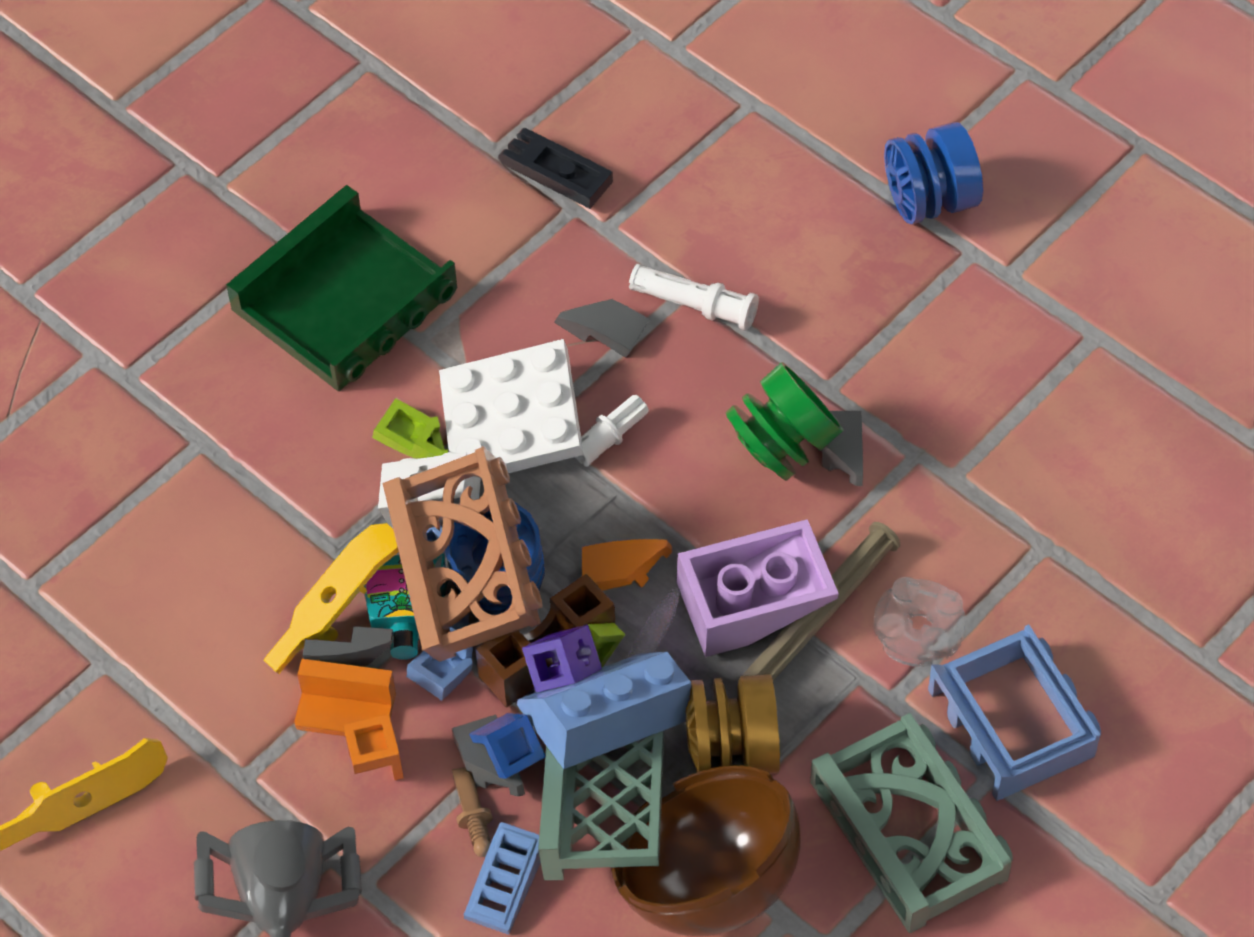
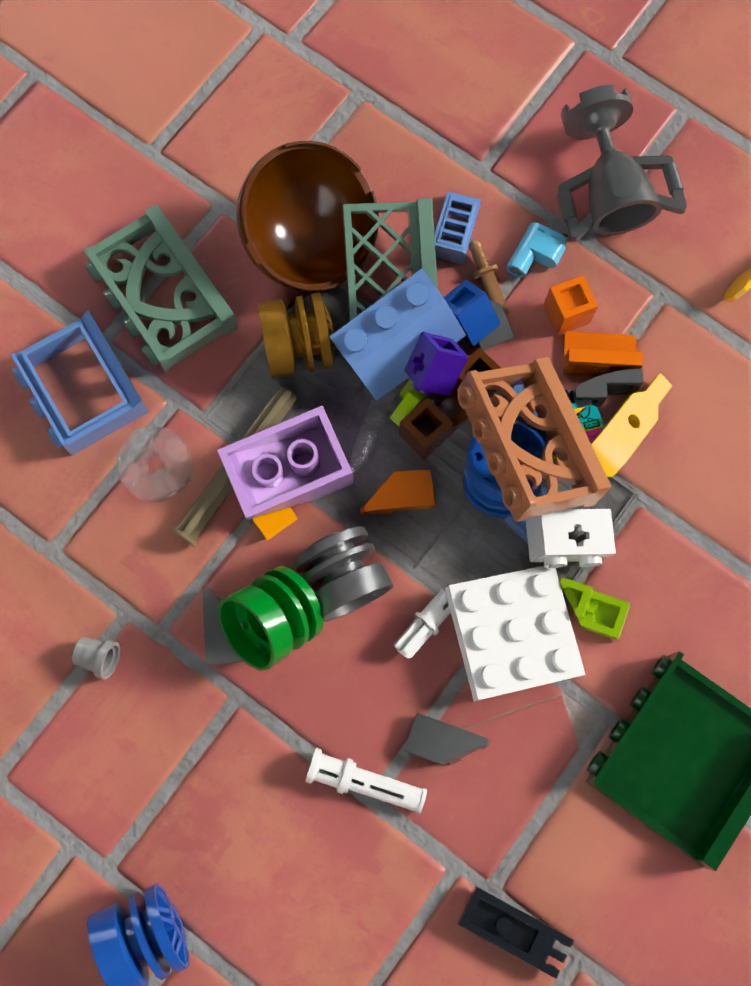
camera: 170 degrees right, 20 degrees up
(400, 845) = (537, 245): none -> medium azure piece
(699, 465) = (340, 568): none -> flat silver wheel
(985, 426) = (97, 656): none -> light grey piece

